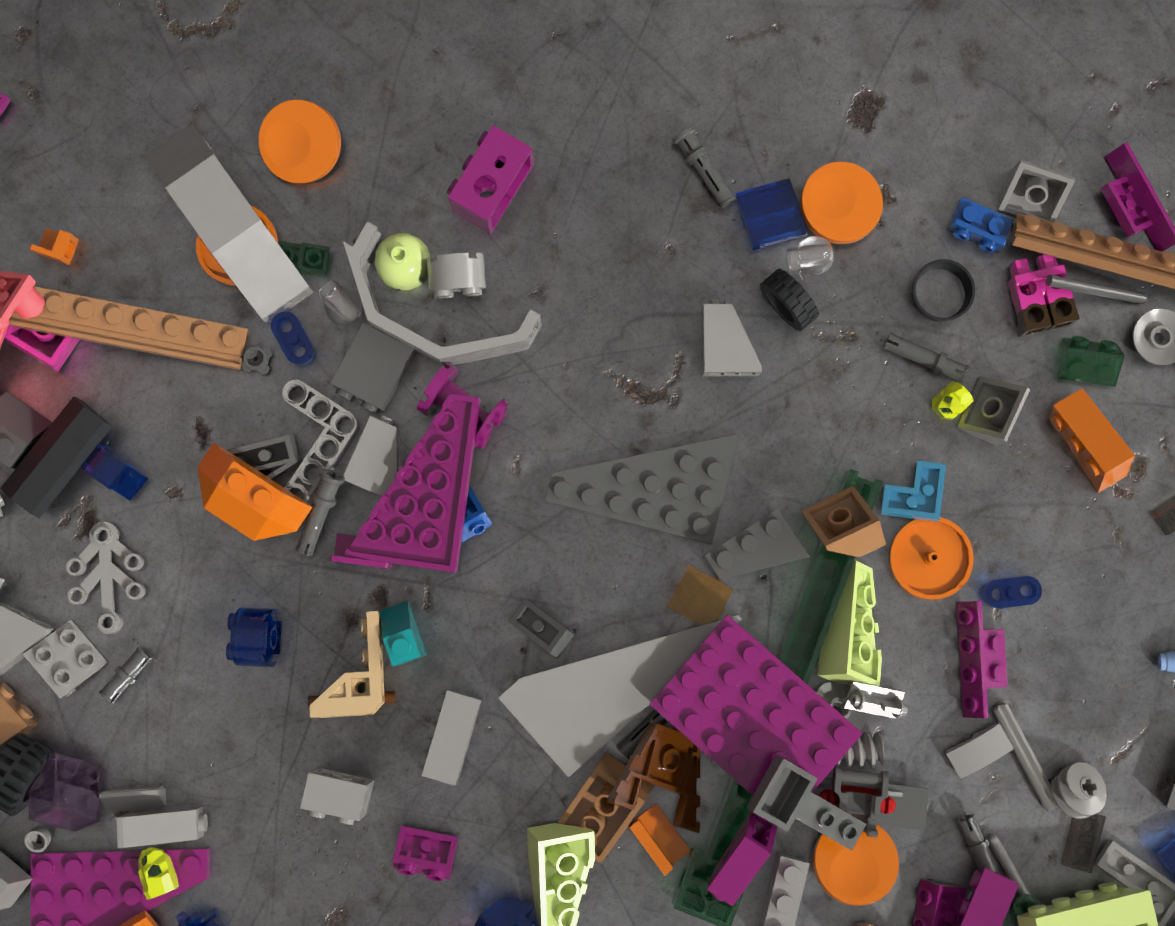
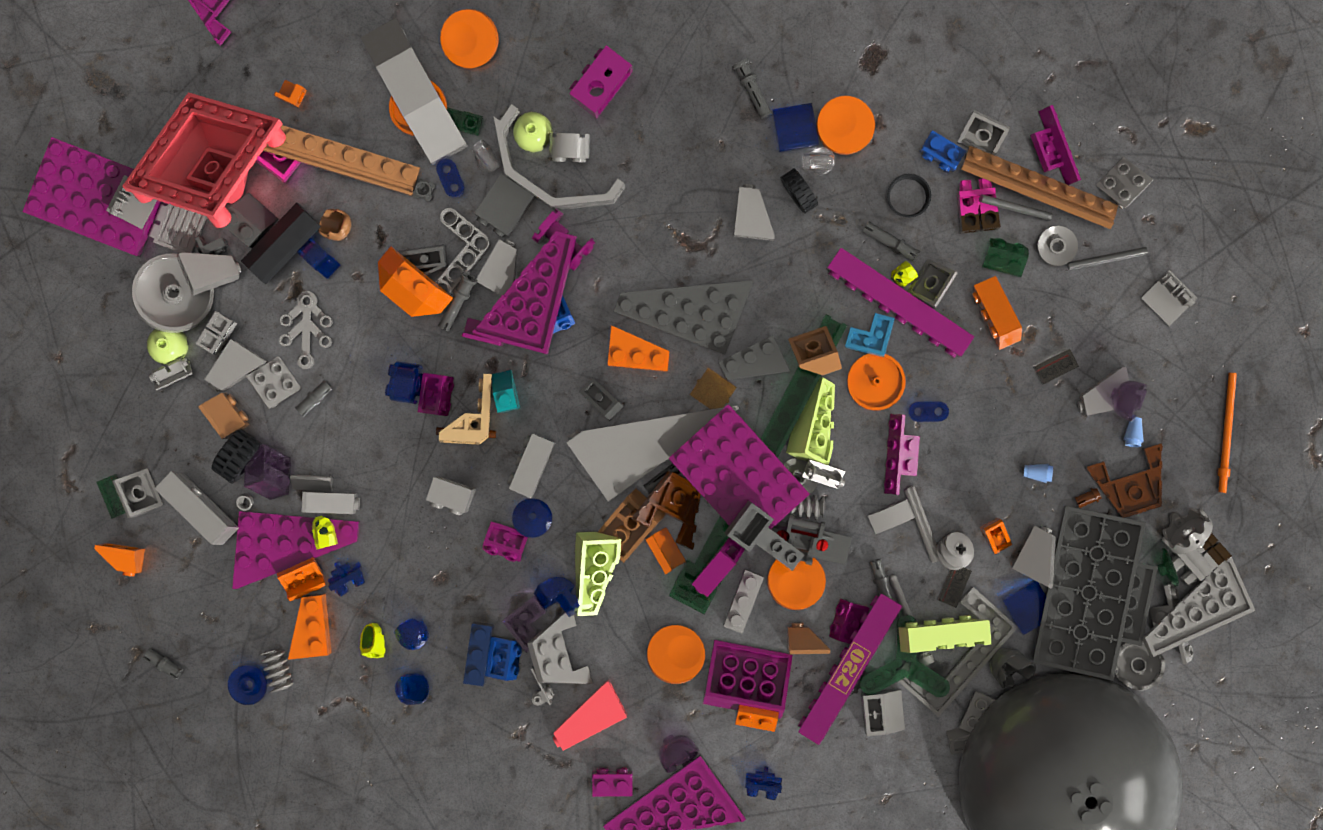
camera: 10 degrees right, 5 degrees up
(133, 422) = (335, 224): none -> medium nougat hair
(302, 649) = (435, 394): none -> magenta bracket
(462, 828) = (527, 526): none -> clear blue dish
(584, 556) = (635, 353): none -> orange wedge
(951, 442) = (900, 303): none -> magenta brick
(1133, 758) = (996, 535): none -> orange slope

